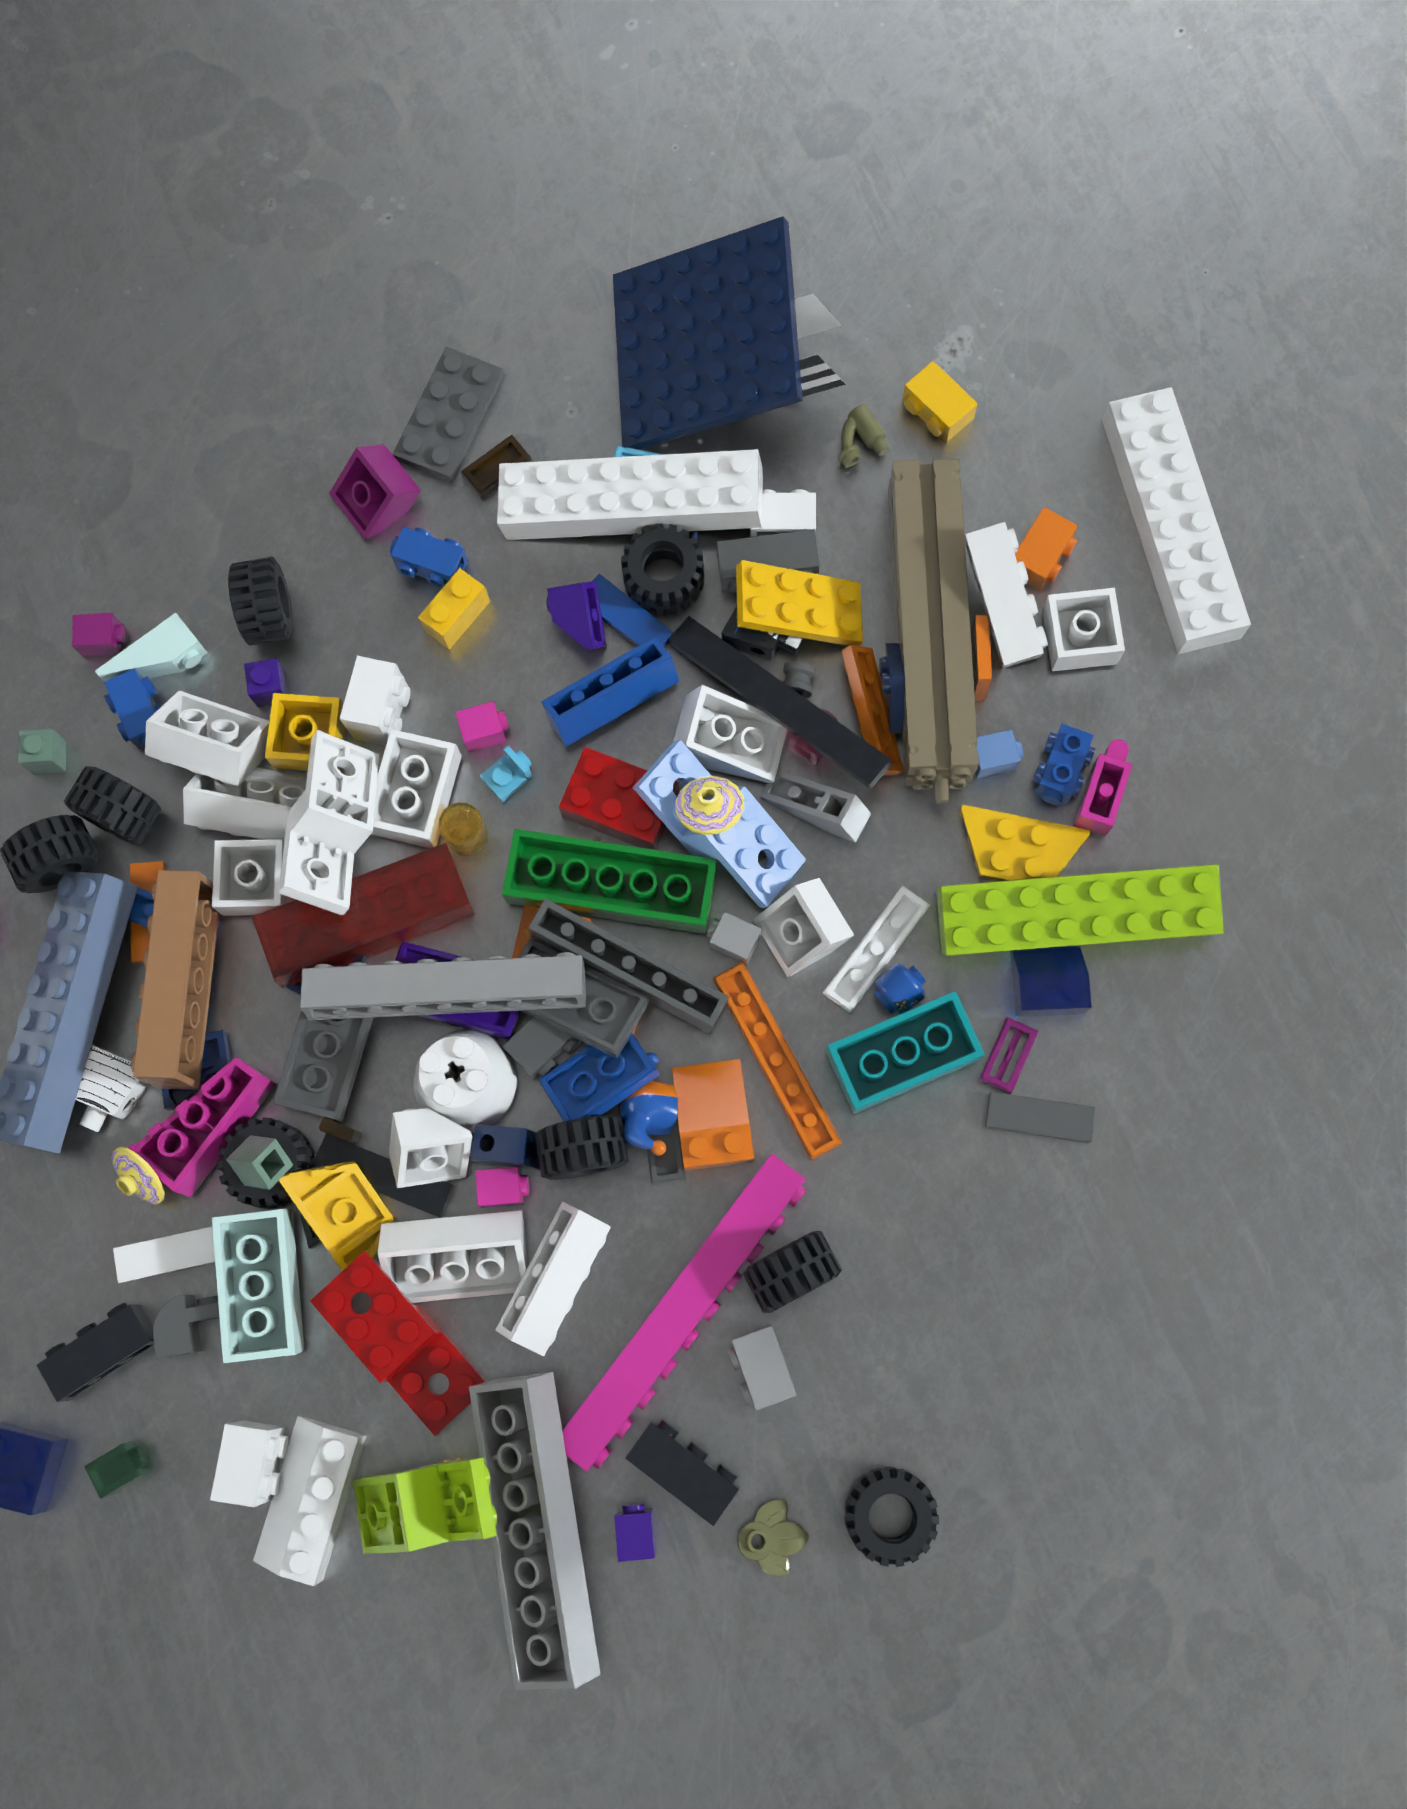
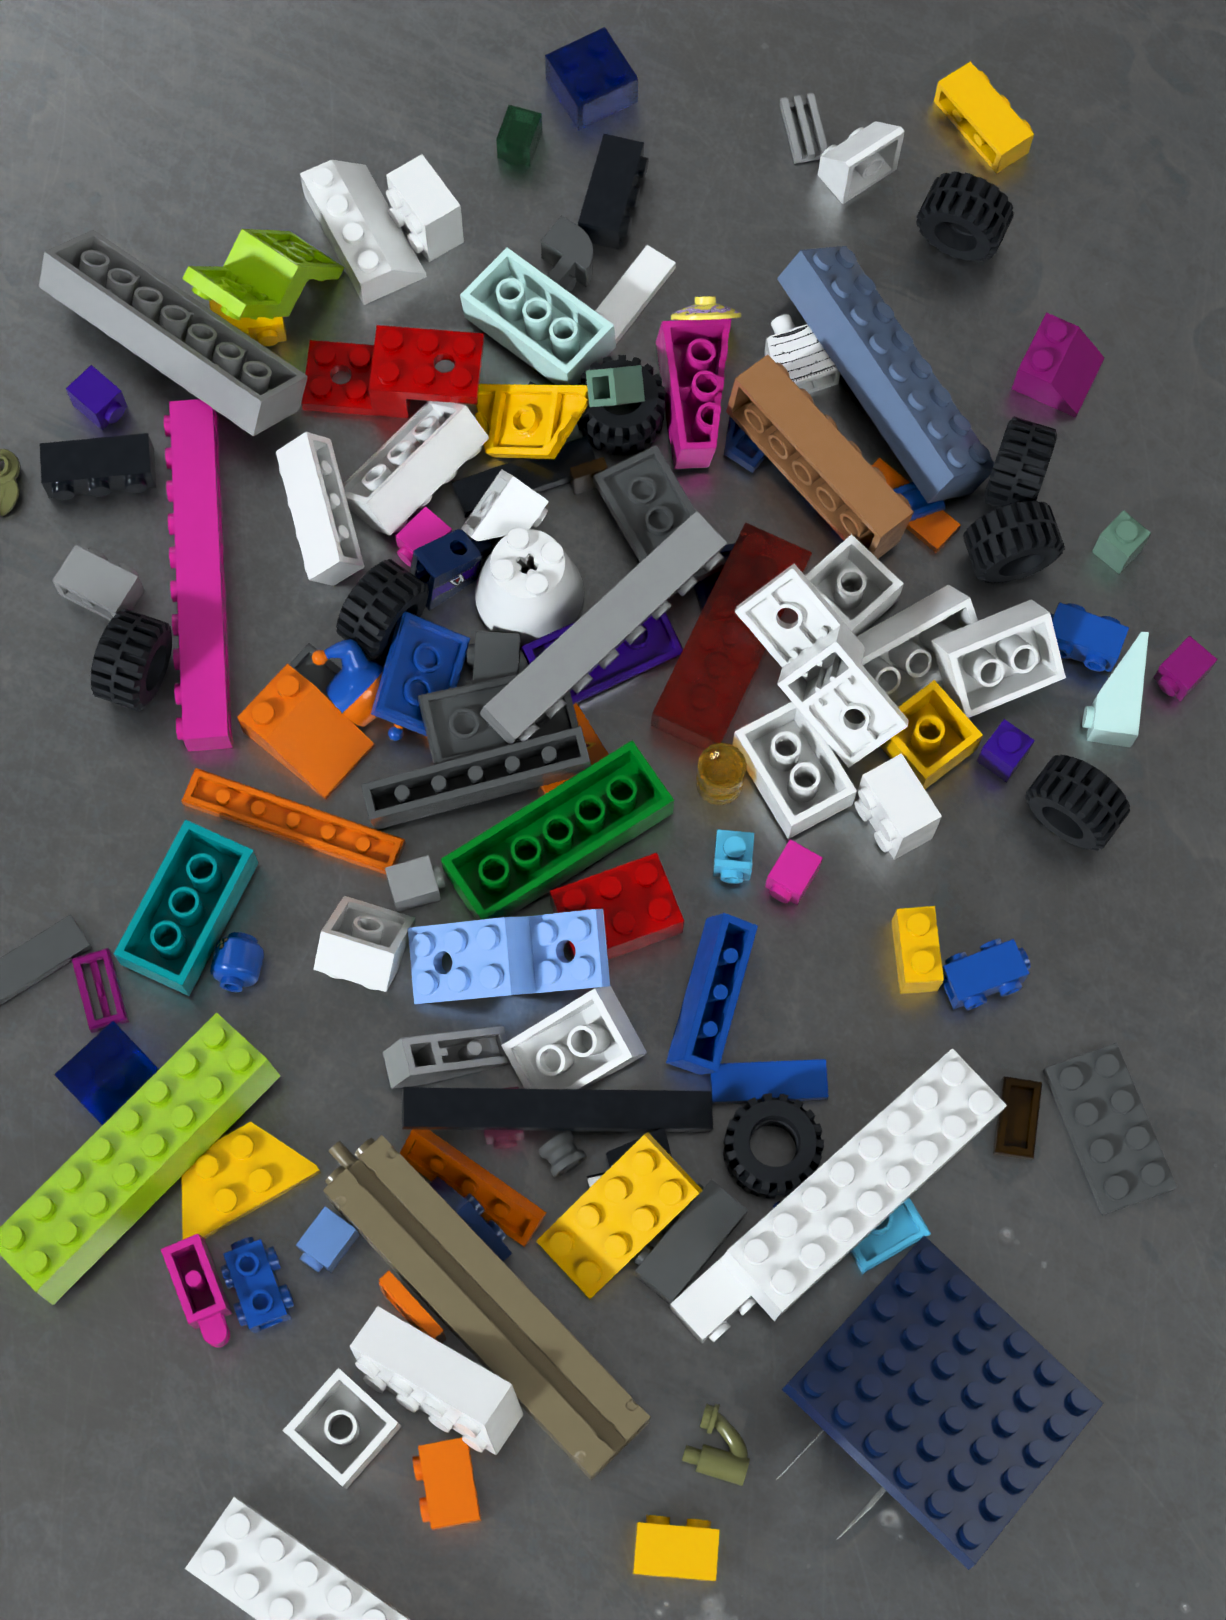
camera: 130 degrees right, 5 degrees down
(374, 490) = (1095, 995): magenta slope -> none
(578, 612) = (807, 1039): dark purple slope -> none
(713, 815) = (505, 952): dish -> none
(876, 950) = (288, 983): white tile -> none

